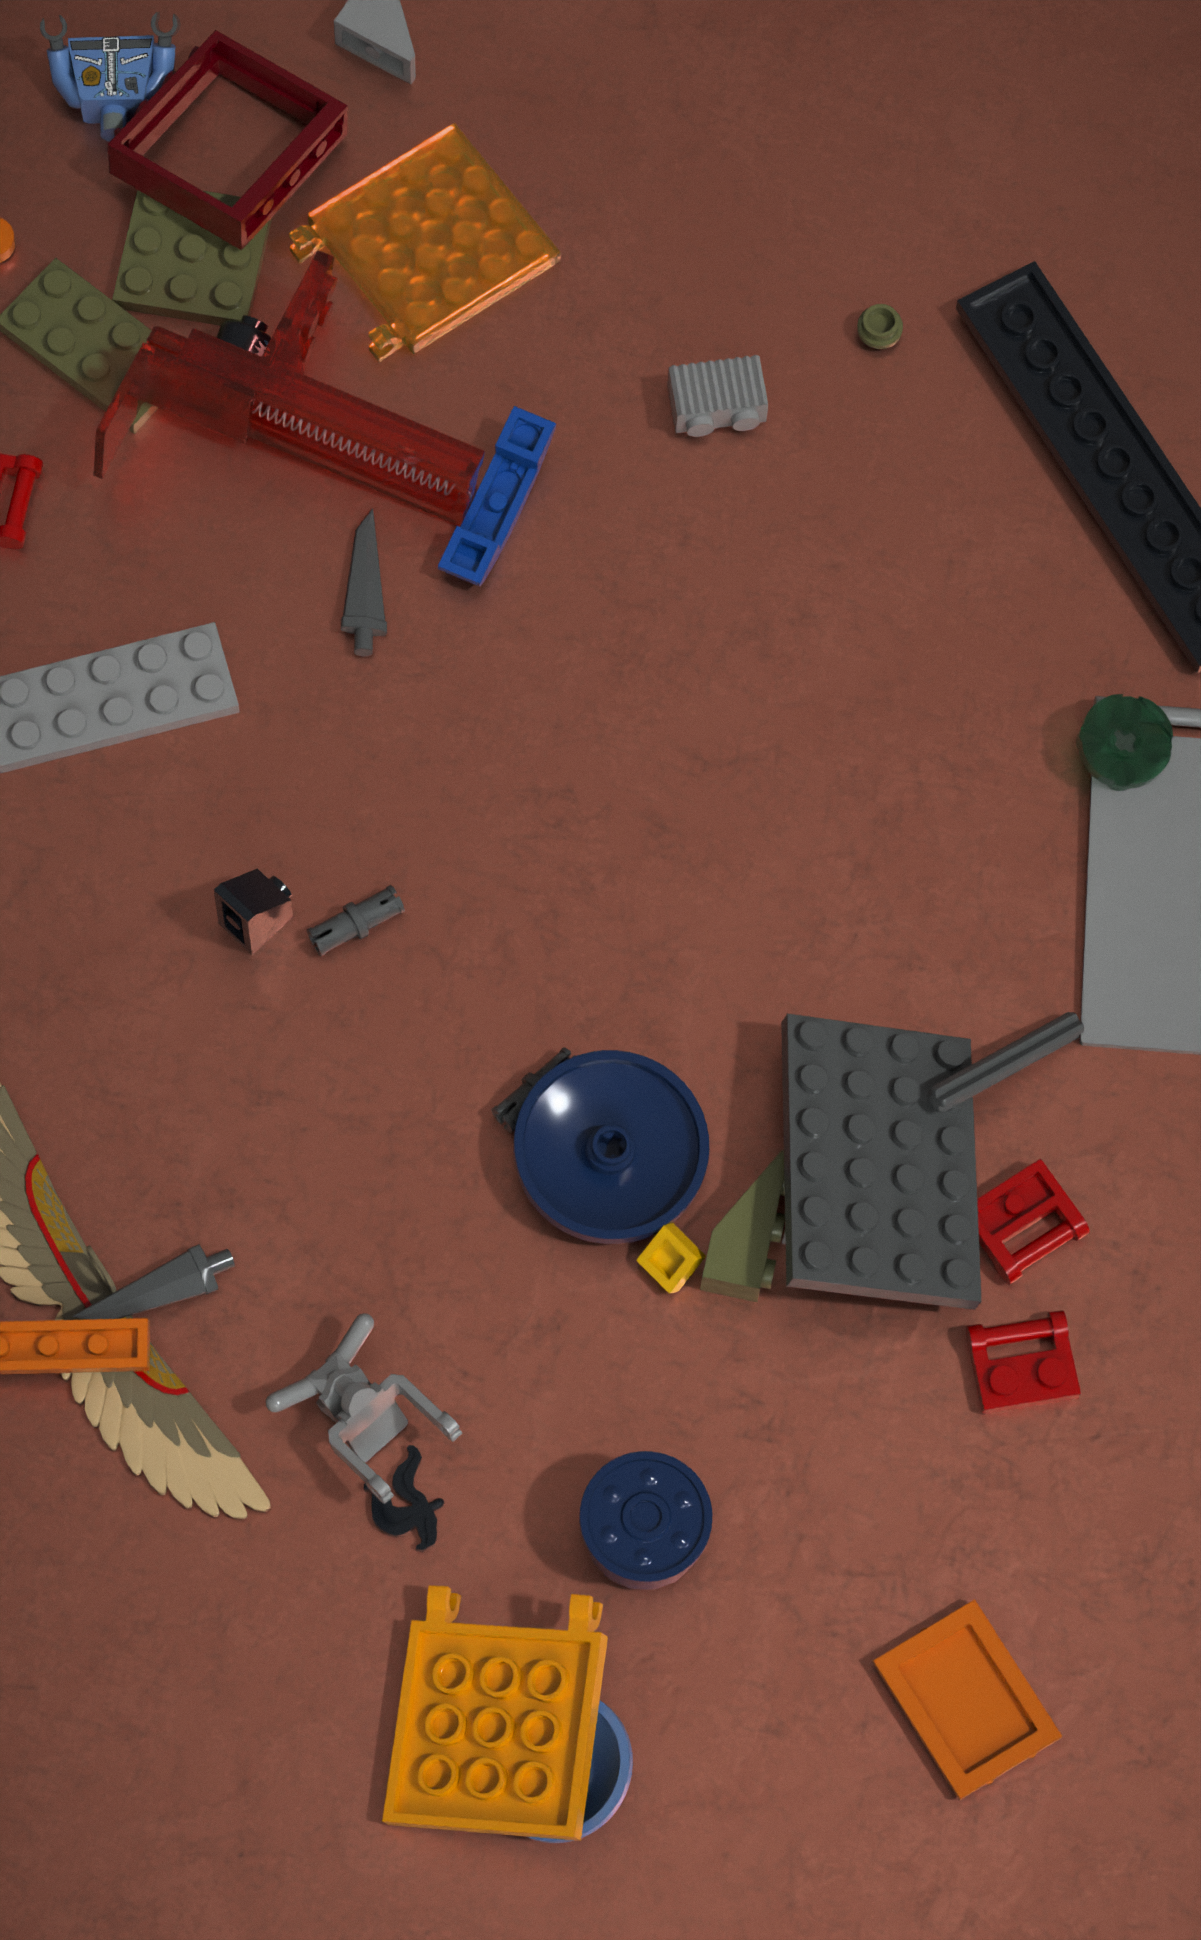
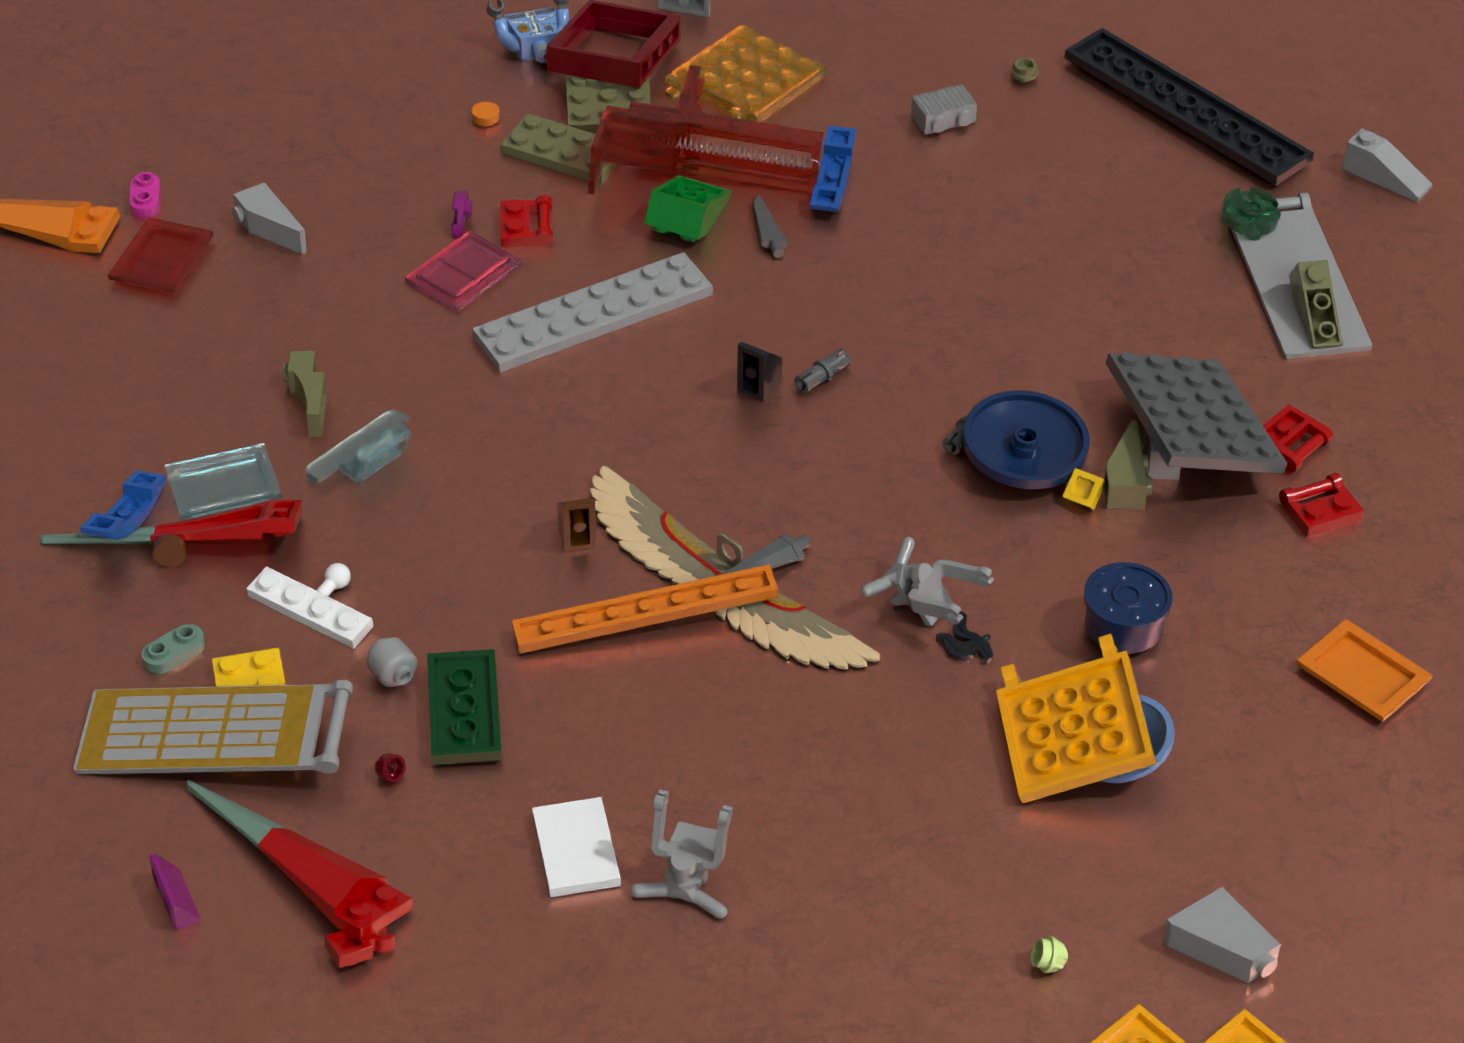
camera: 10 degrees left, 25 degrees down
(247, 523) = (685, 207): none -> green slope
(1005, 1062) = (1247, 361): dark grey axle -> none
(1157, 966) = (1316, 303): none -> olive slope

